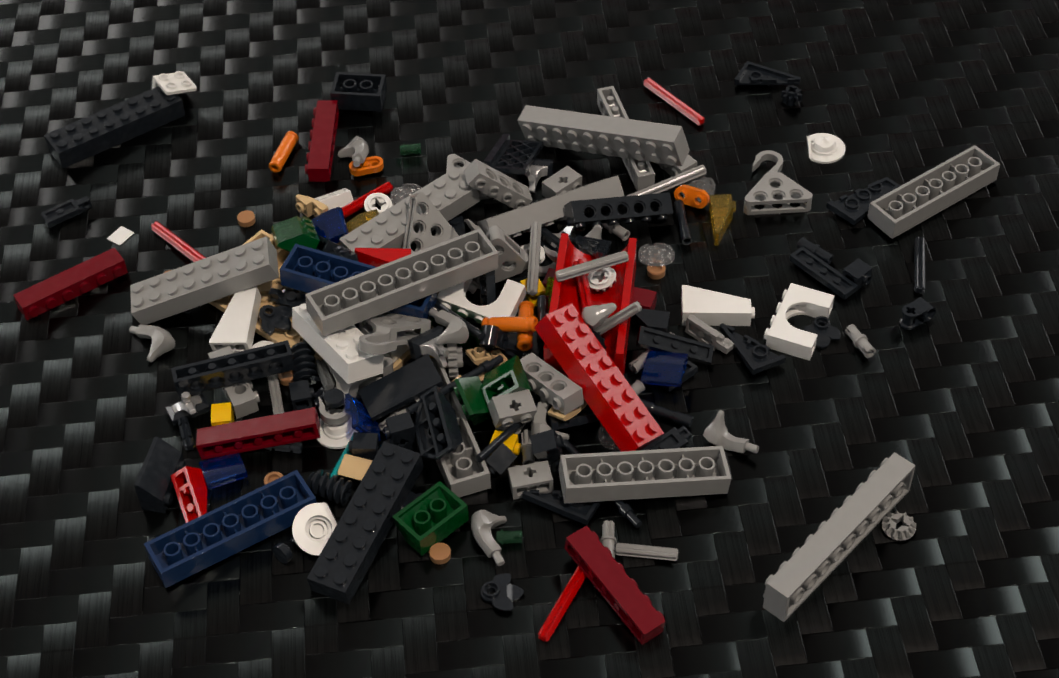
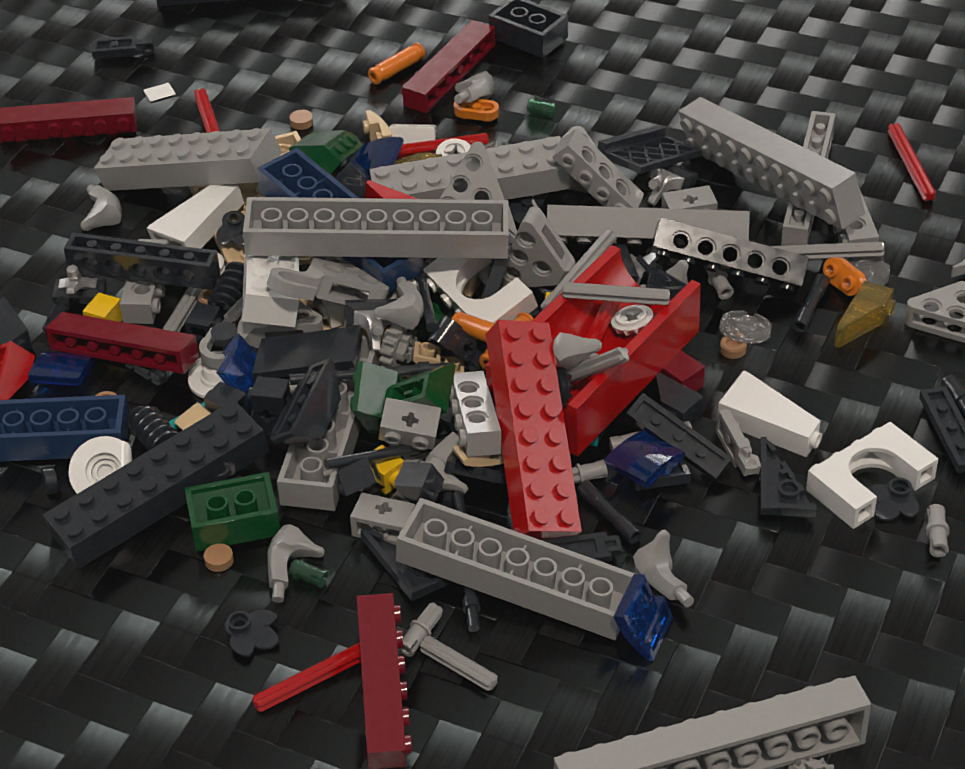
camera: 30 degrees right, 5 degrees down
(739, 471) = (643, 617): none -> clear blue slope

